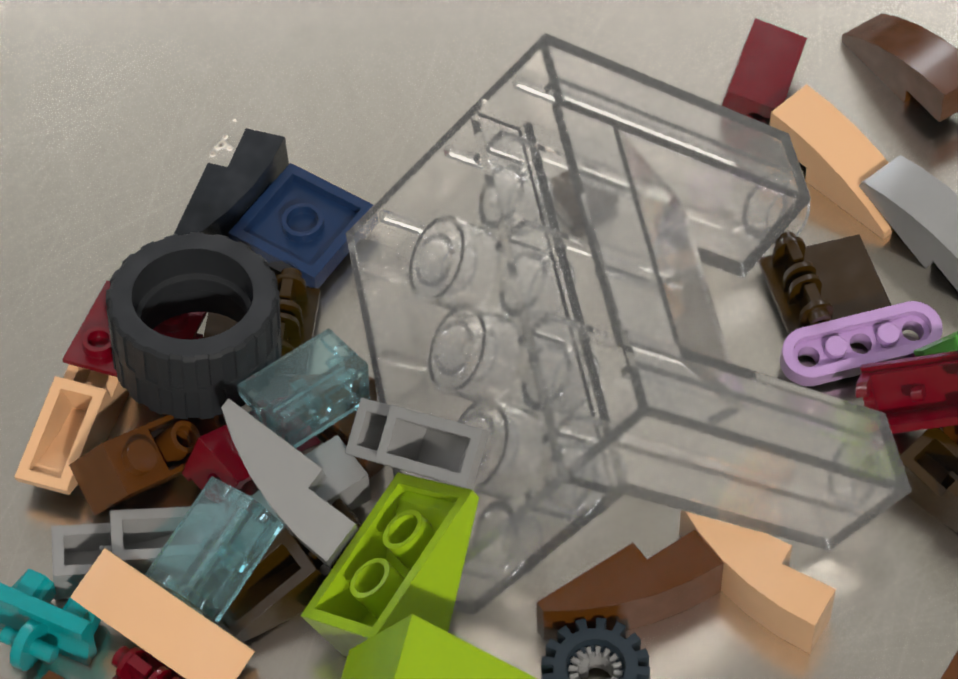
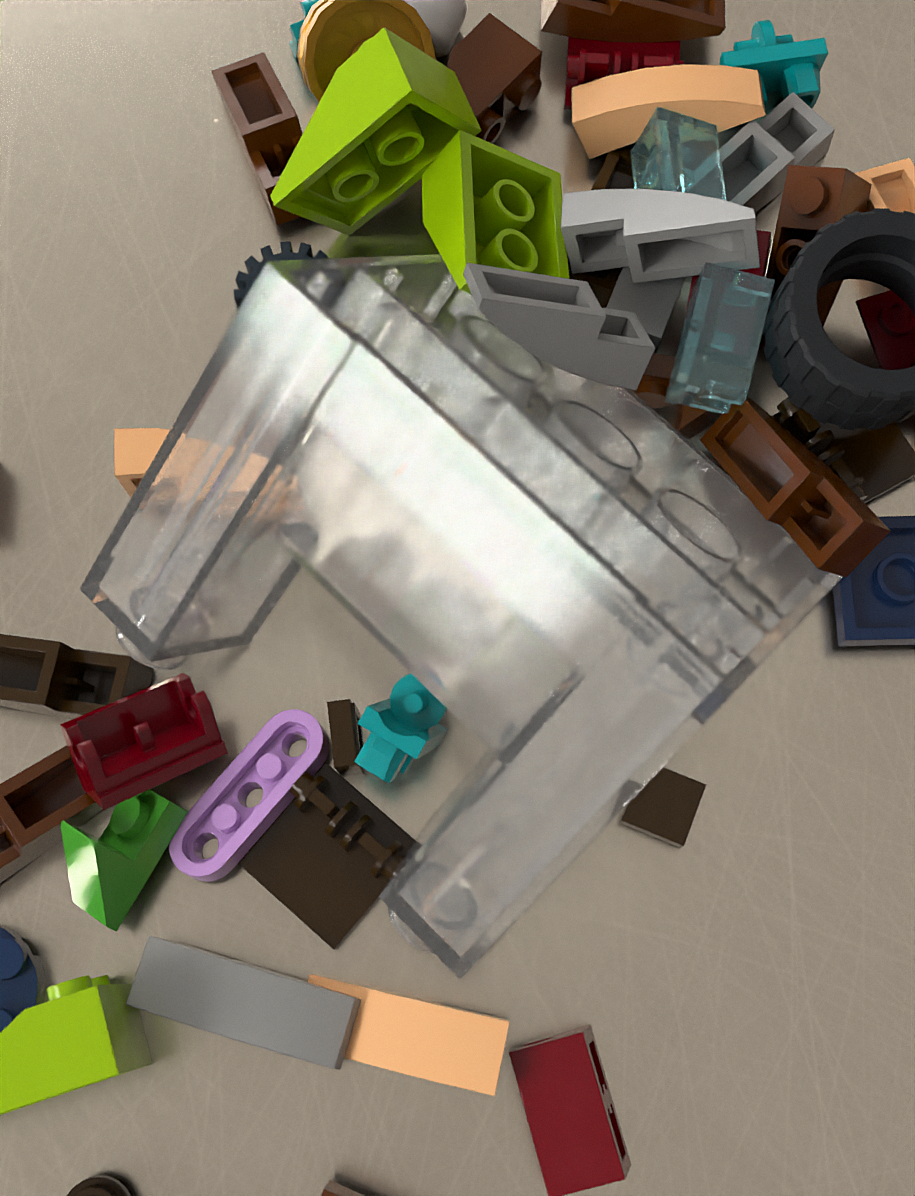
camera: 145 degrees right, 20 degrees up
(329, 280) = (794, 488): none -> reddish brown slope
(734, 293) = (401, 729): none -> teal hips
(767, 336) = (345, 736): none -> dark brown tile

